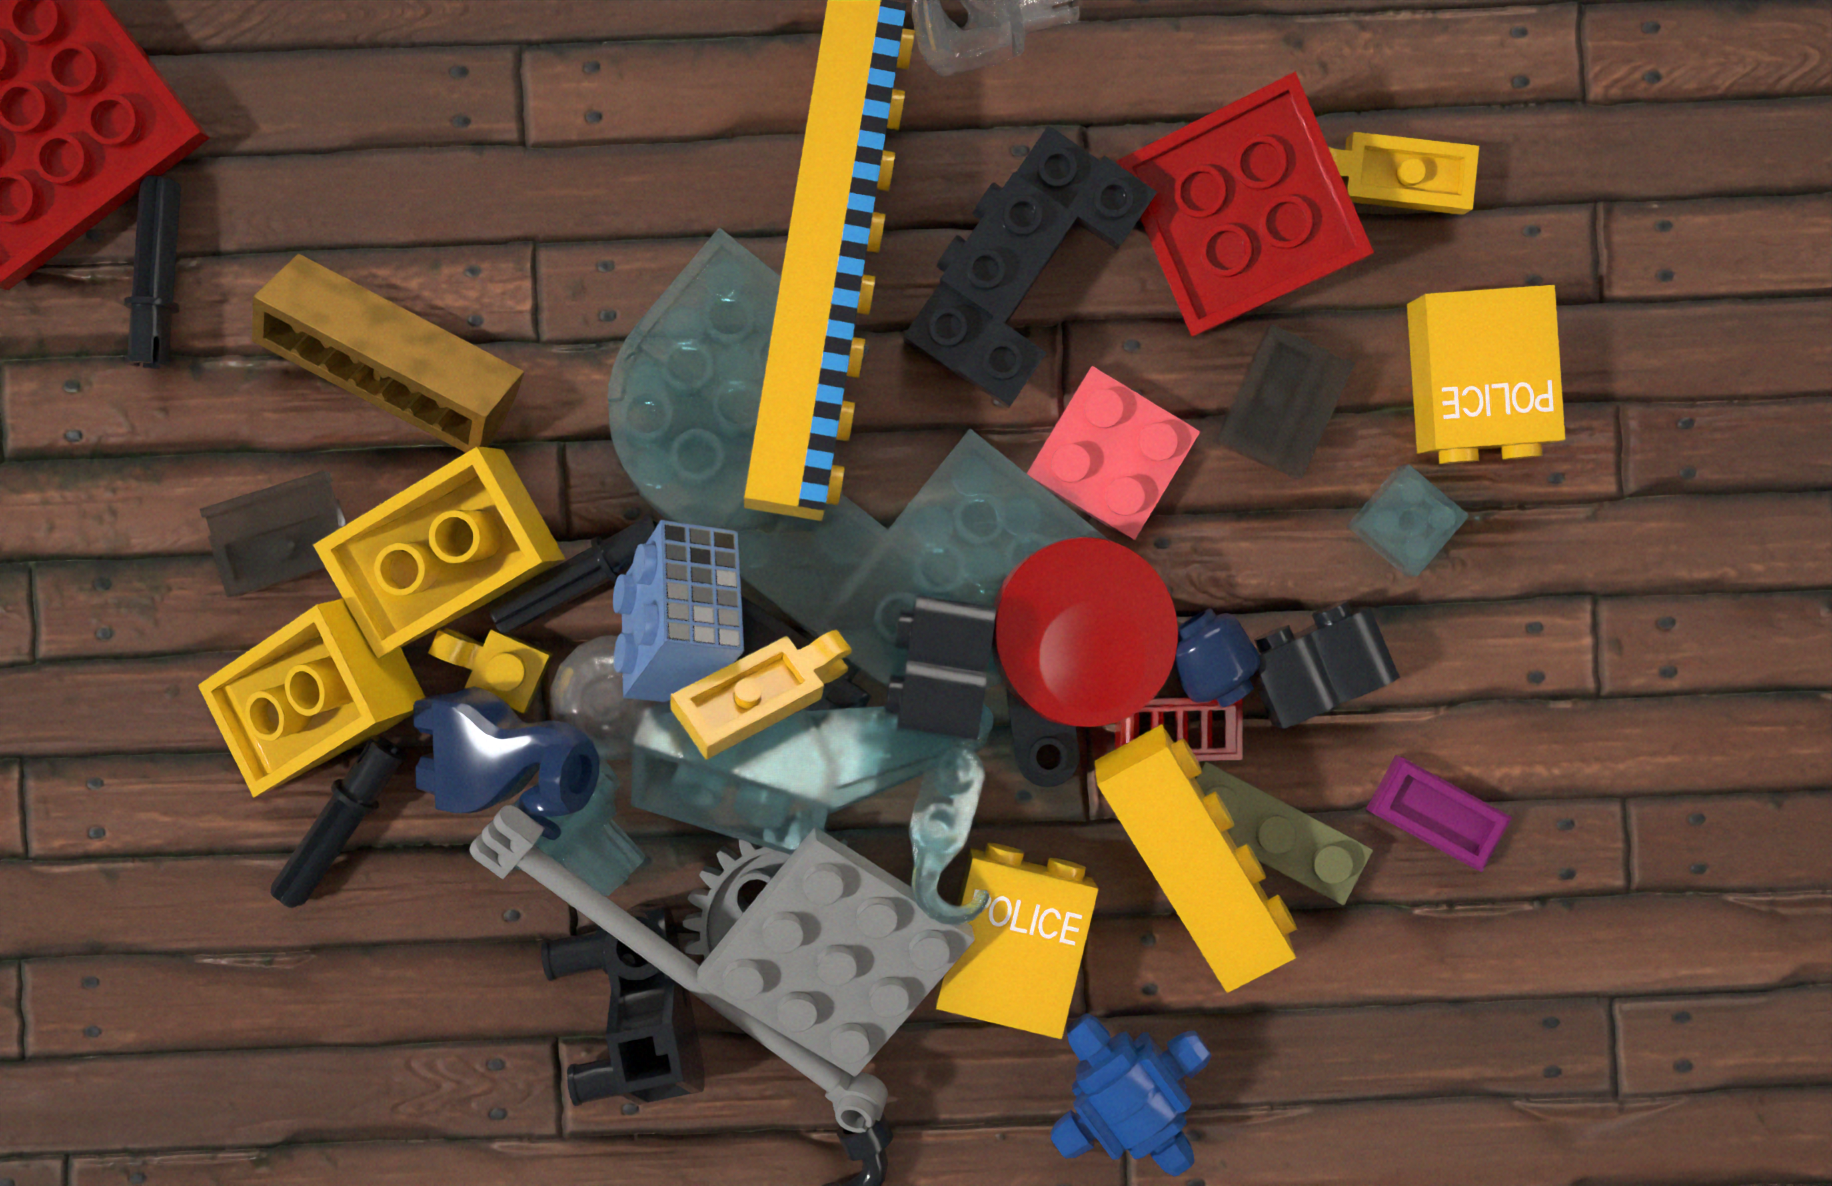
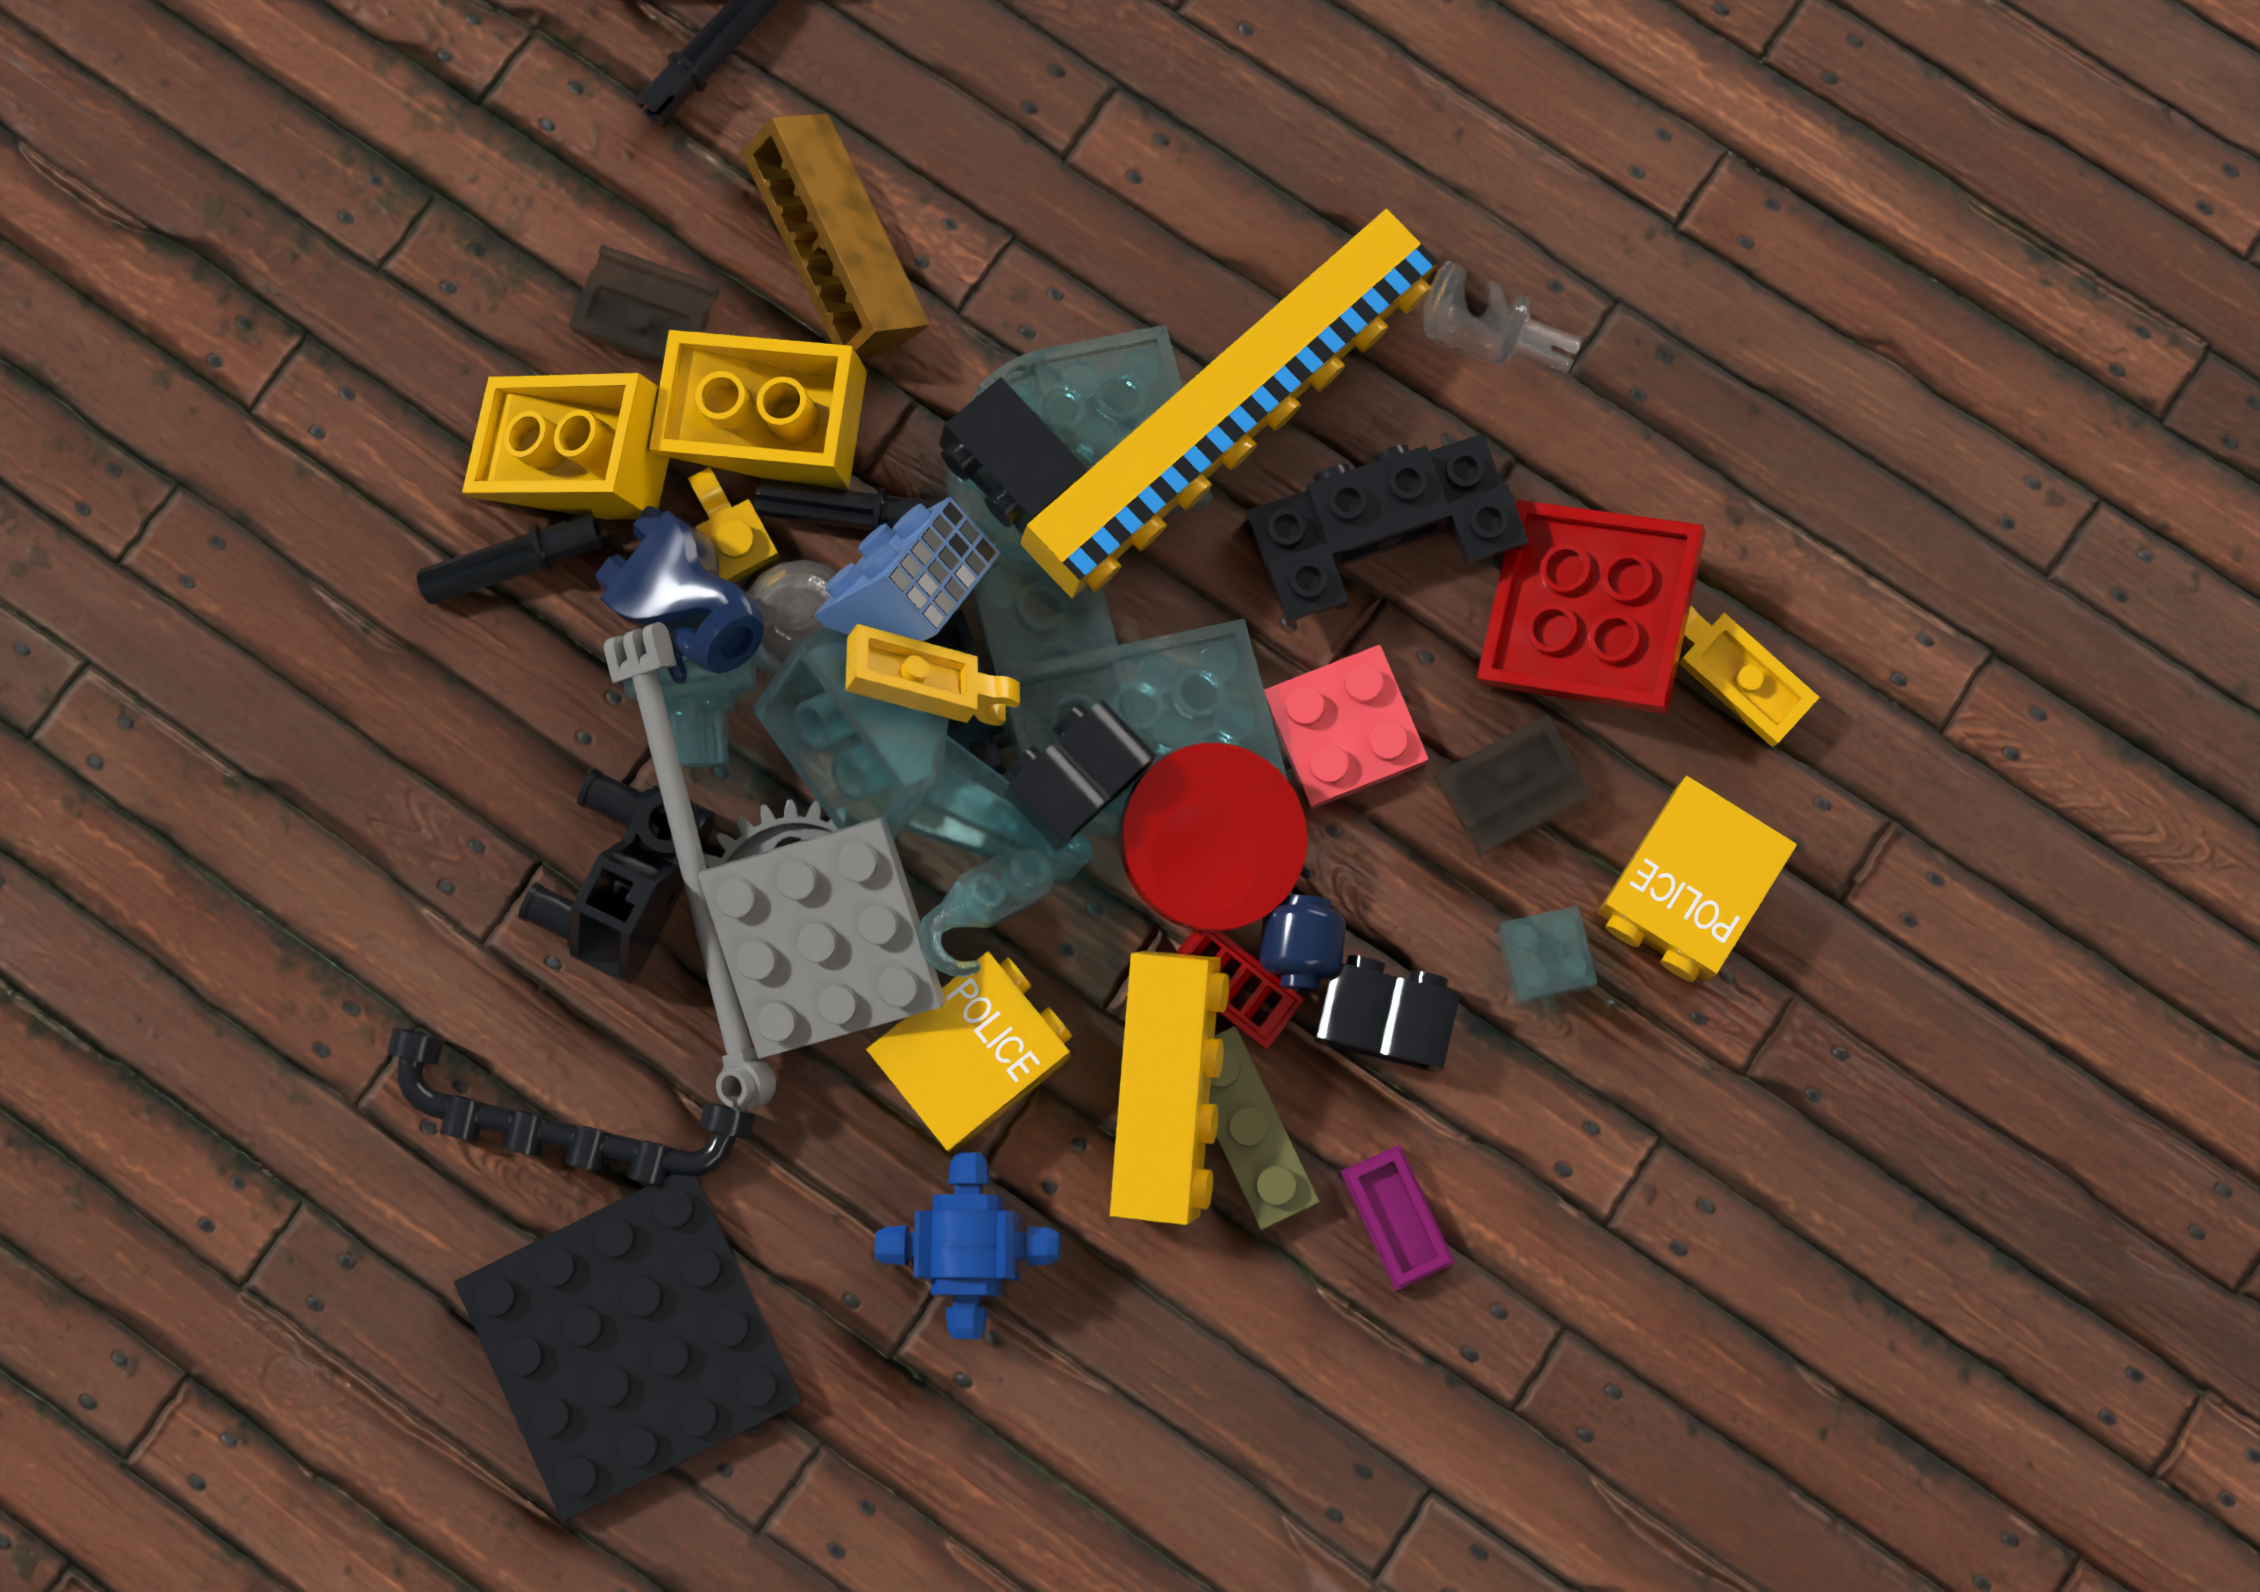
camera: 40 degrees right, 10 degrees down
(683, 444) = (1008, 455): none -> black brick
(1031, 733) = (1116, 897): black plate -> none

